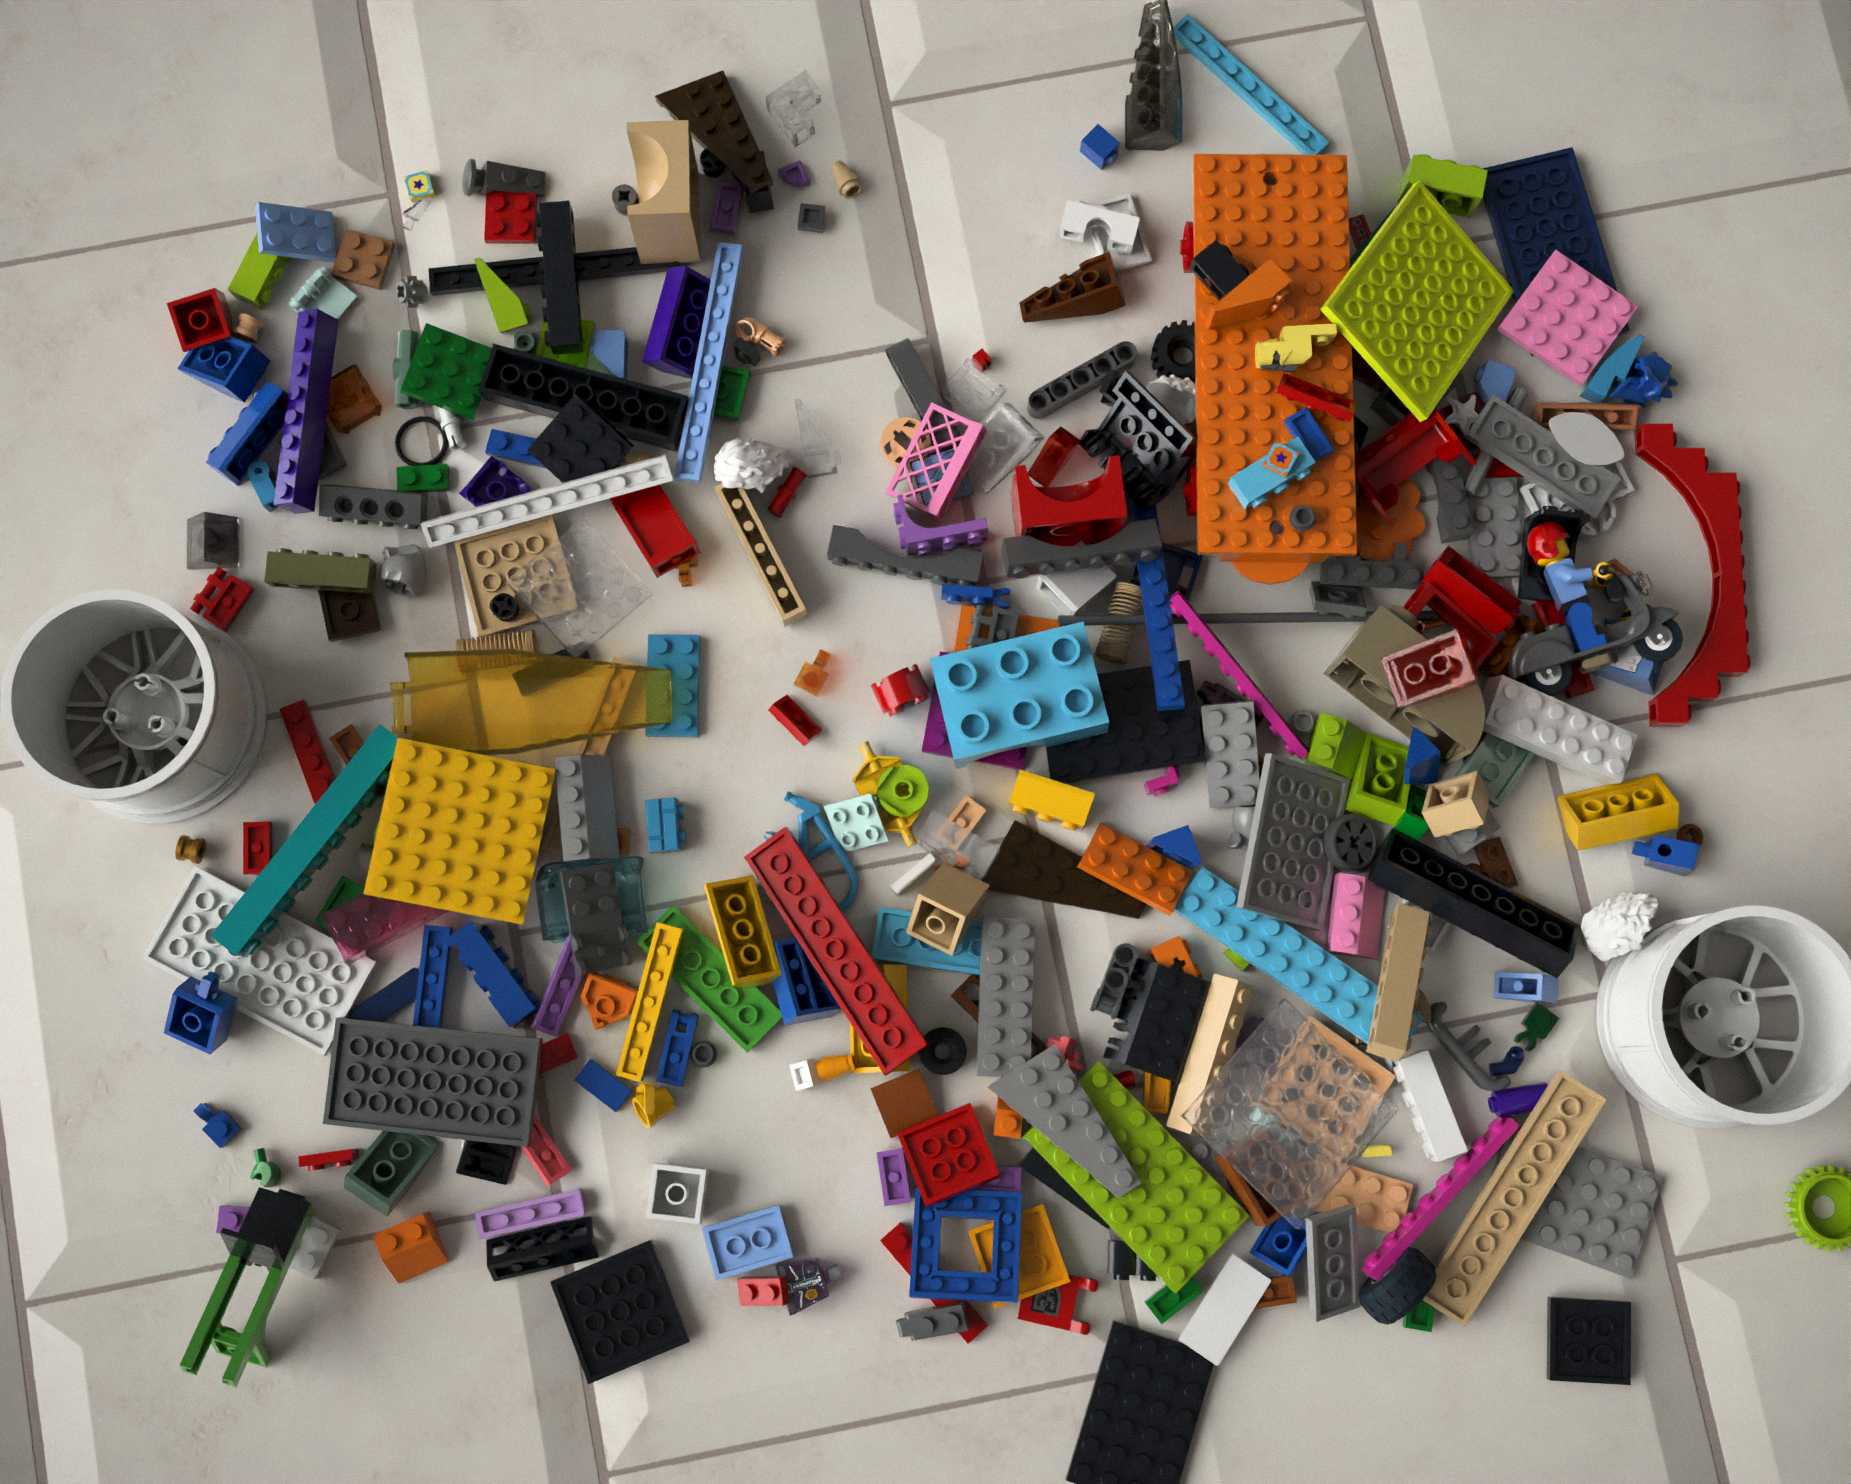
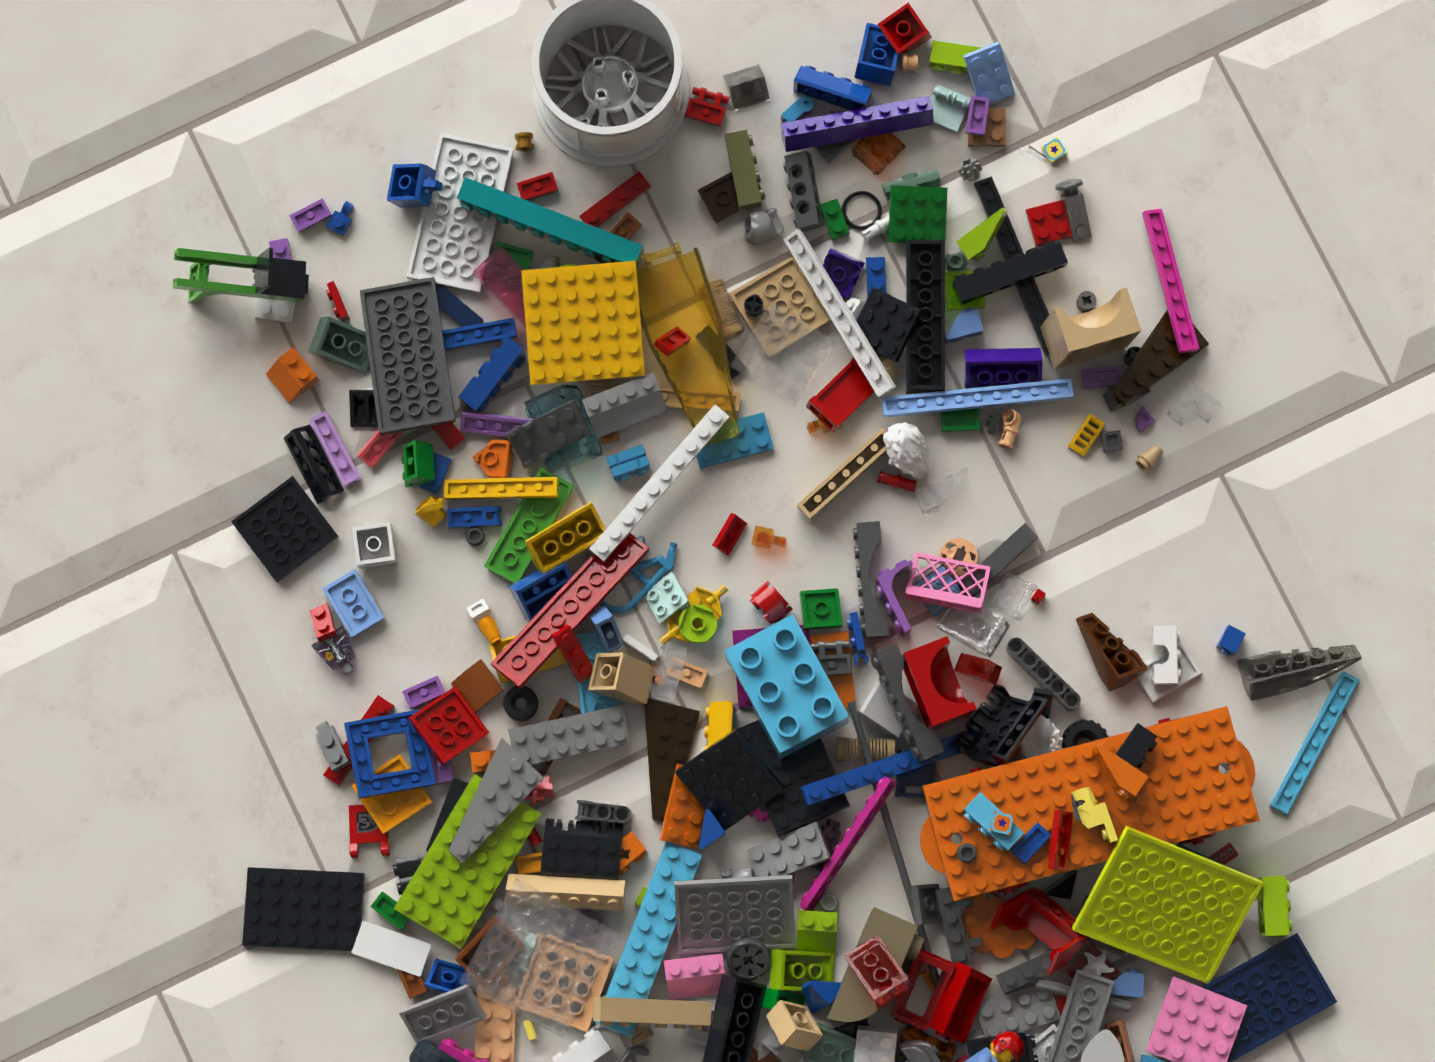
camera: 80 degrees right, 0 degrees up
(199, 1165) = (310, 215): none -> medium lavender plate
(267, 1172) = (319, 261): green piece -> none
(344, 261) = (977, 115): none -> medium lavender plate
(520, 723) = (672, 341): none -> red plate
(544, 479) = (855, 306): none -> white plate
(583, 1105) = (418, 463): none -> green brick
(630, 89) = (1170, 281): none -> dark pink plate
(704, 790) = (659, 483): none -> white plate
(782, 228) = (1094, 420): none -> yellow slope
(877, 910) = (606, 629): none -> medium blue slope
(899, 961) = (573, 653): none -> red plate
(924, 630) = (820, 609): none -> green plate
(1119, 801) = (730, 779): none -> black plate

